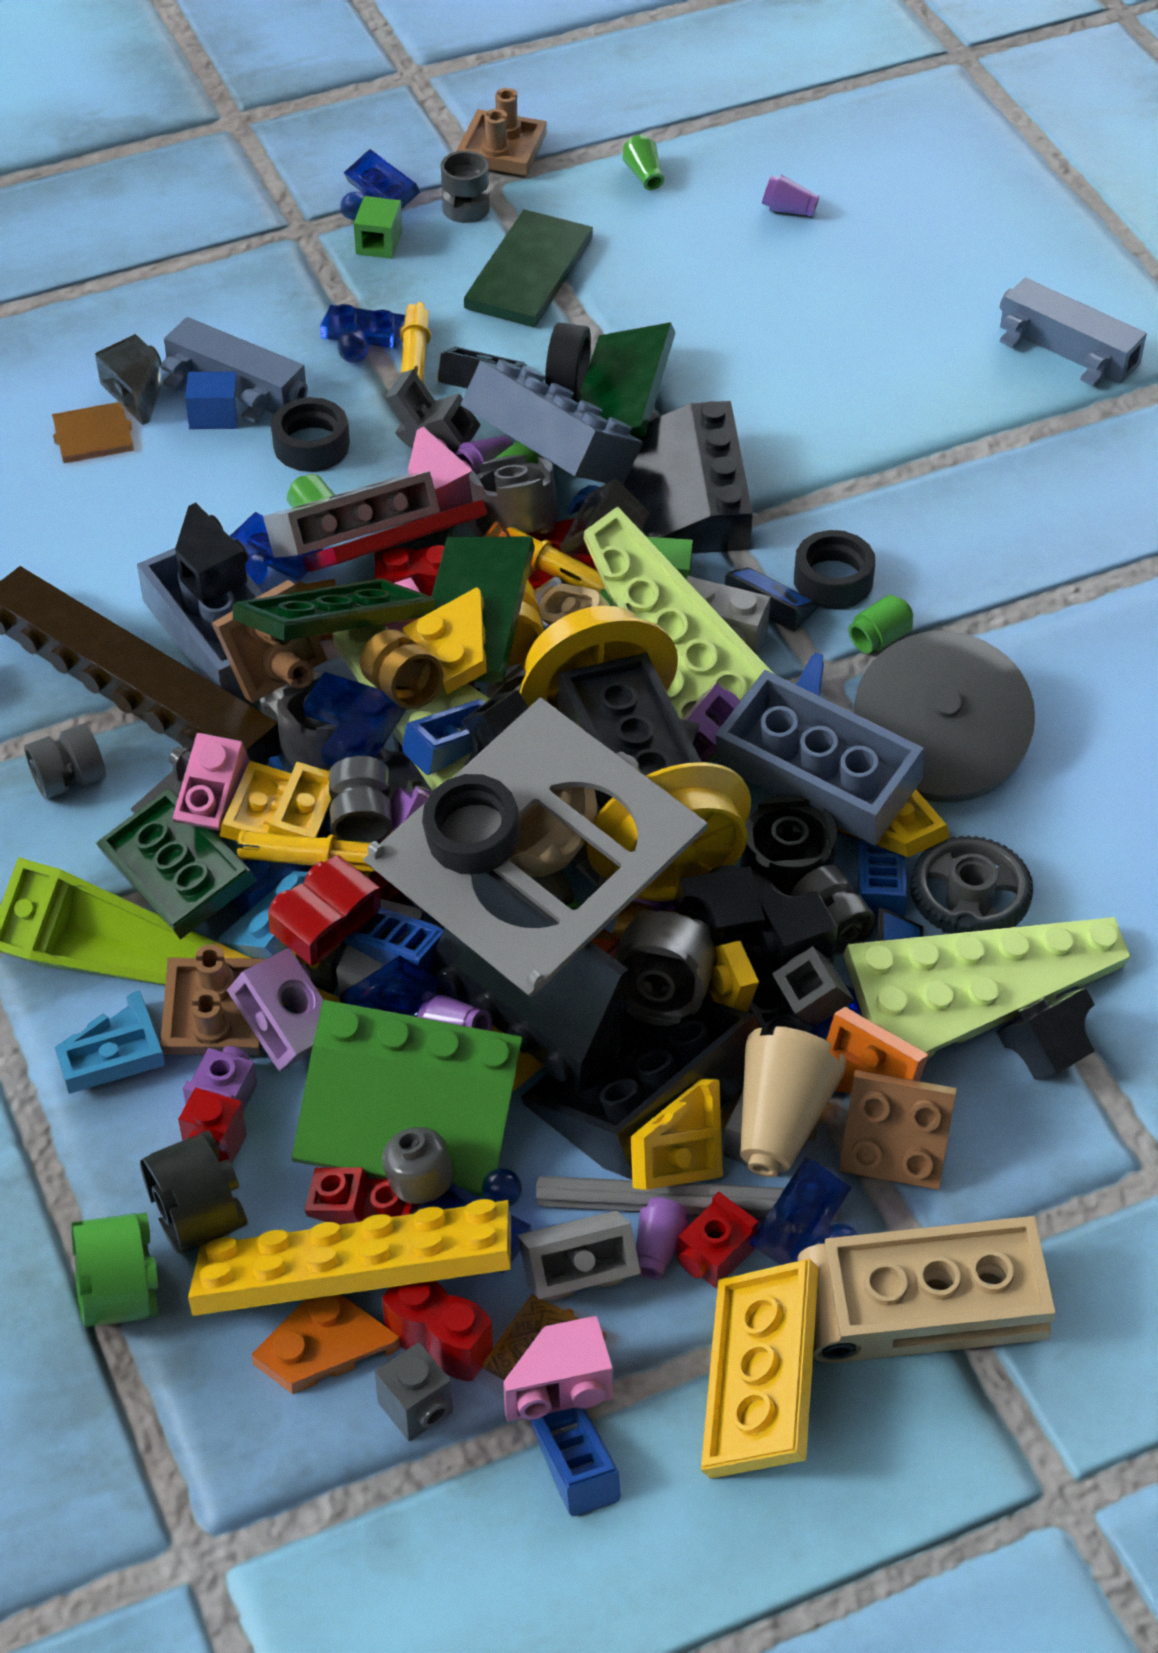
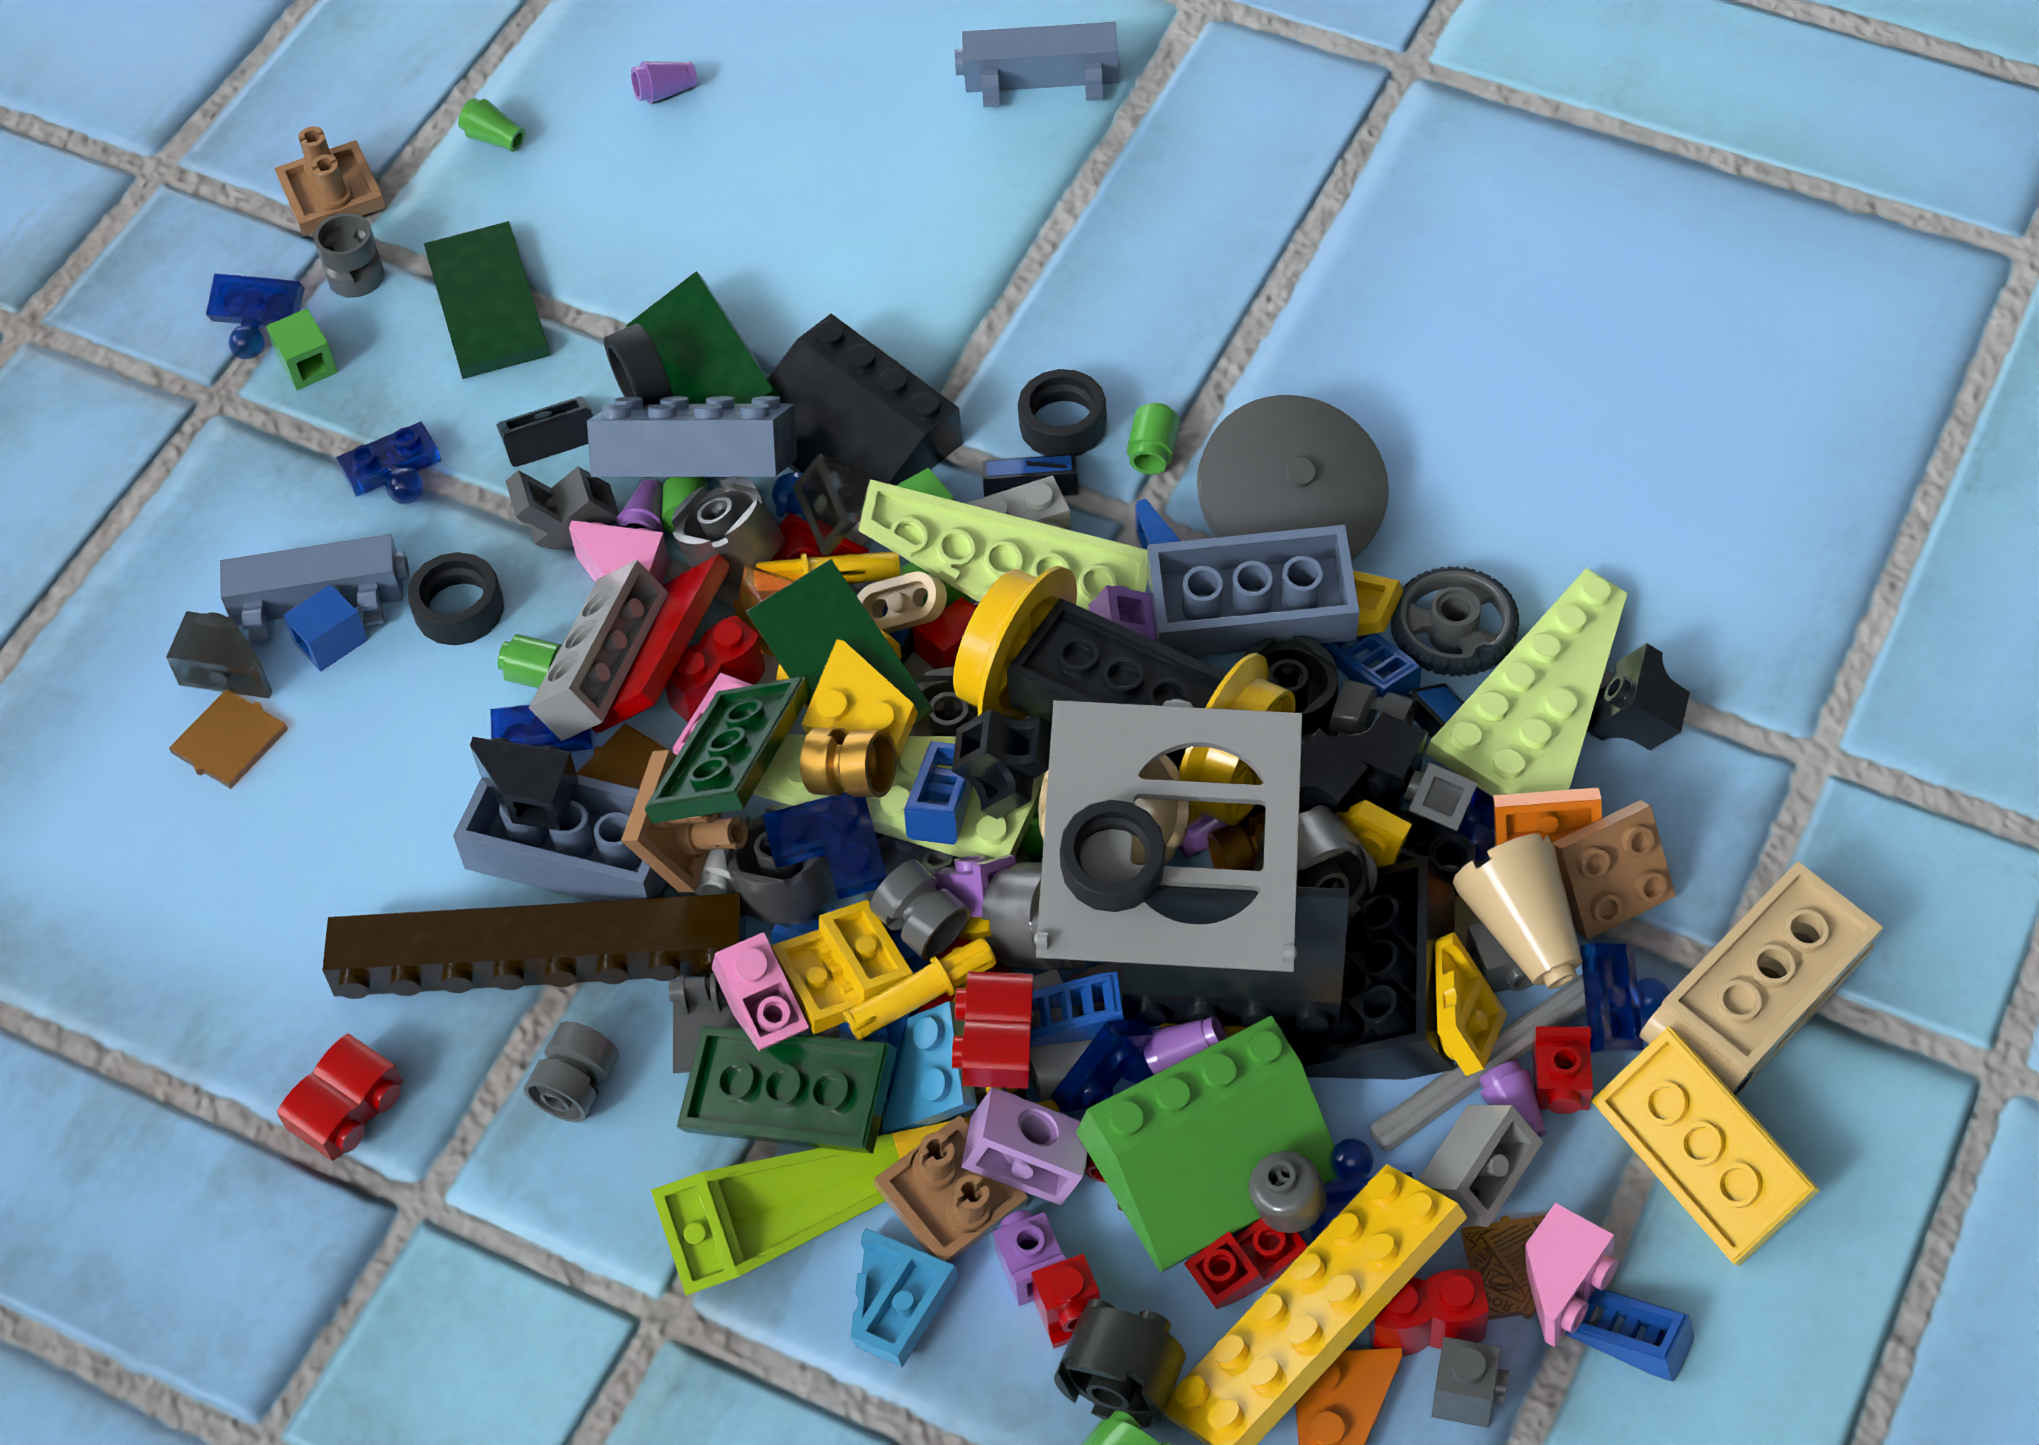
camera: 35 degrees left, 5 degrees up
(415, 337) = (453, 437): yellow axle -> none

